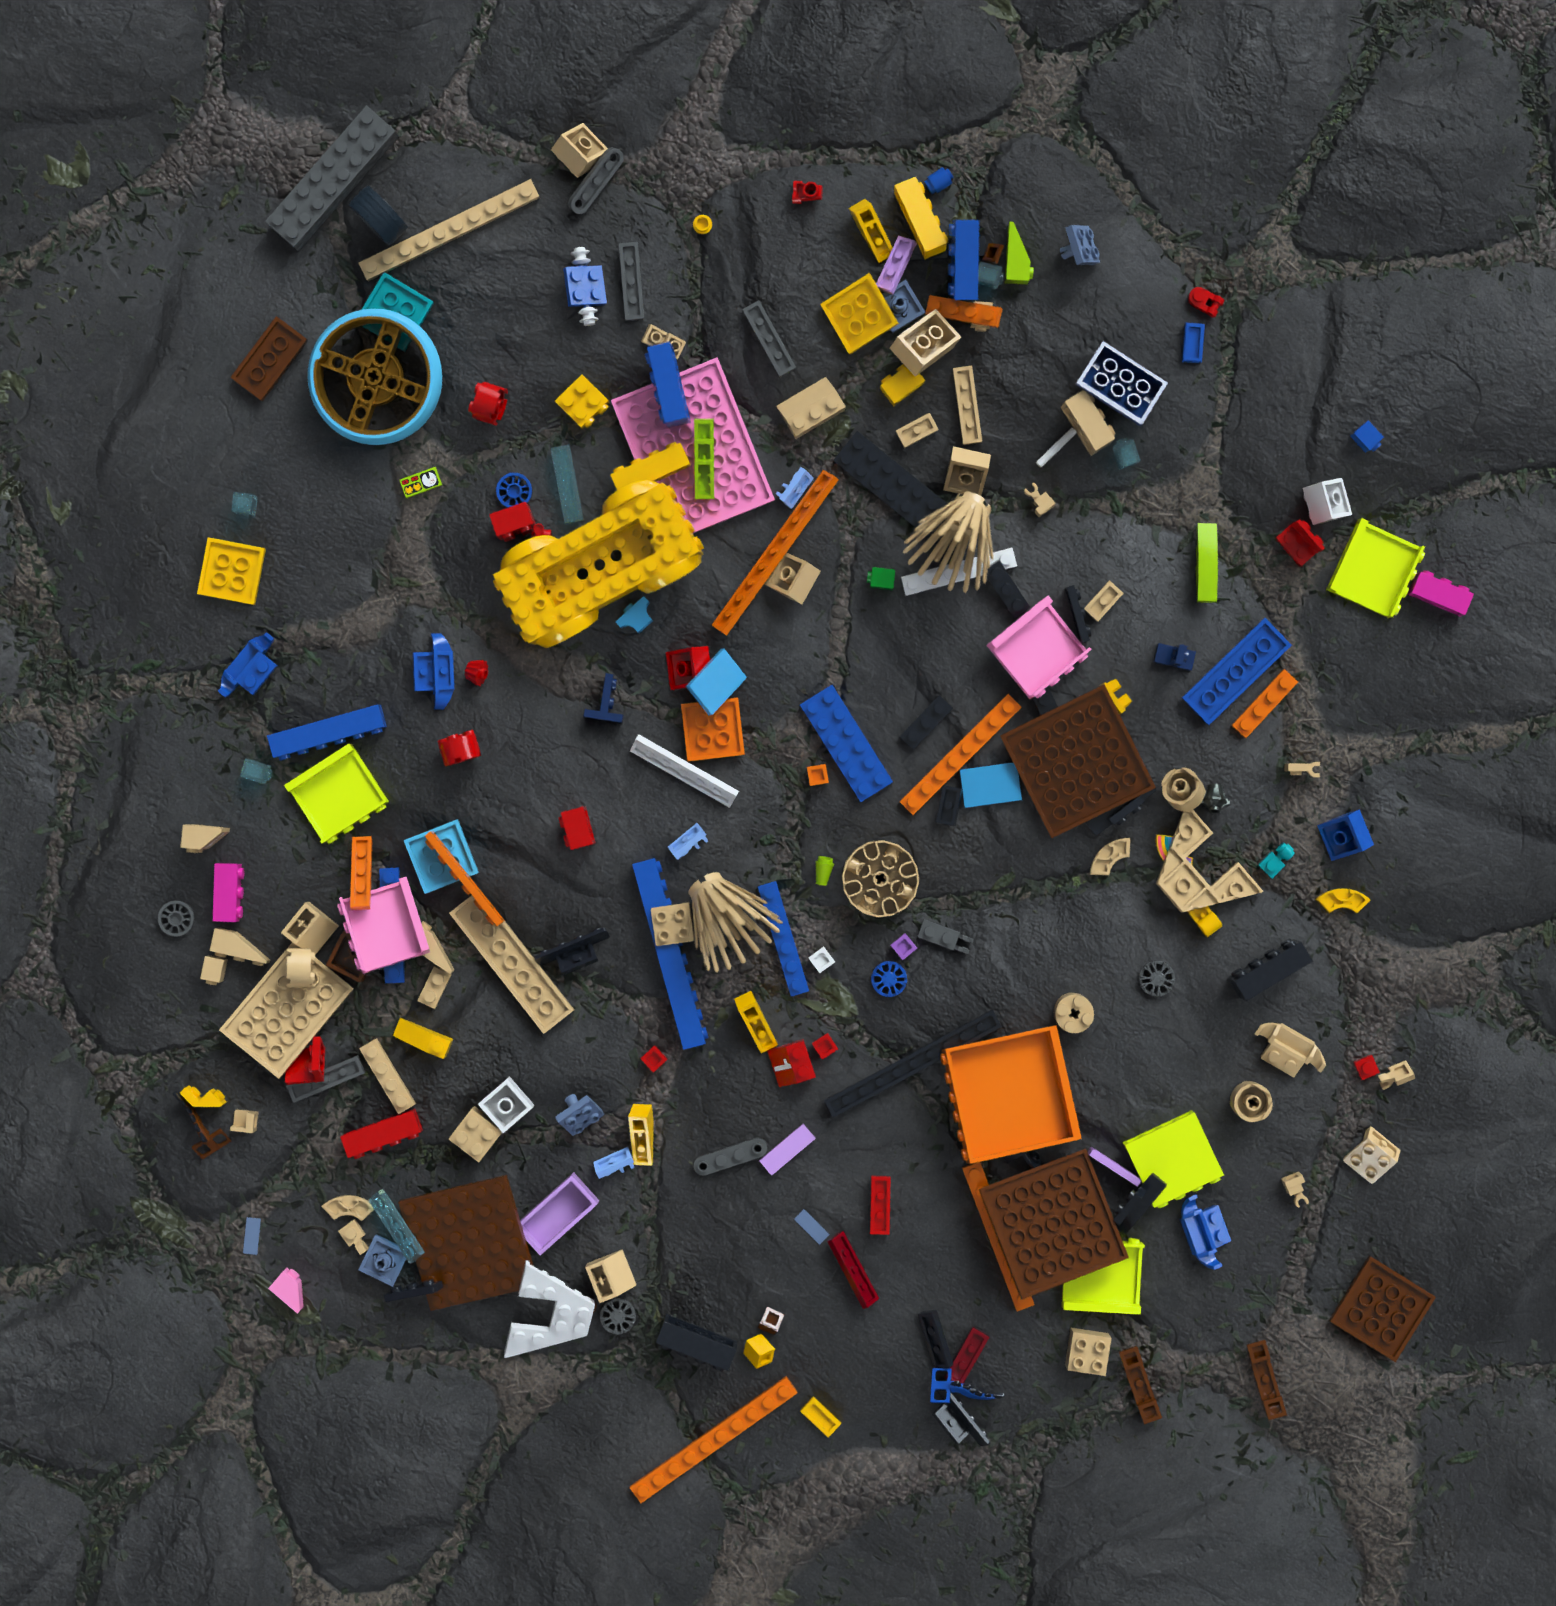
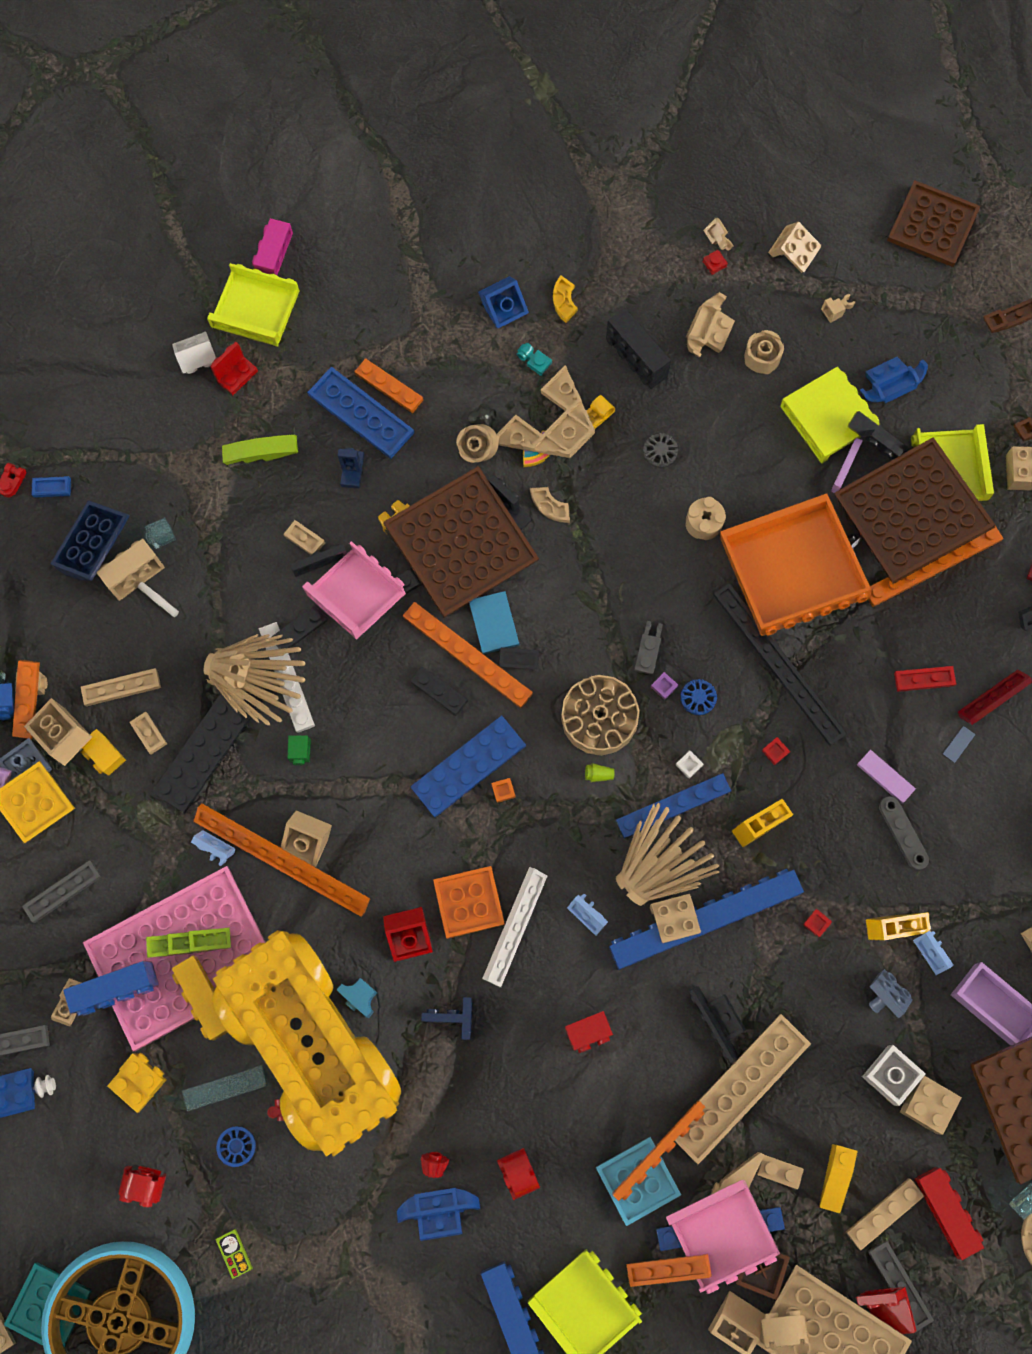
camera: 95 degrees left, 15 degrees down
(513, 521) = (268, 1142): red brick -> none
(716, 682) = (419, 902): dark azure tile -> none
(791, 1063) = (798, 781): red slope -> none
(811, 407) = (130, 840): tan slope -> none
(967, 471) = (186, 679): tan slope -> none
(1043, 502) = (213, 605): tan piece -> none
(1297, 769) = (447, 350): tan plate -> none
(1367, 437) = (132, 325): blue brick -> none

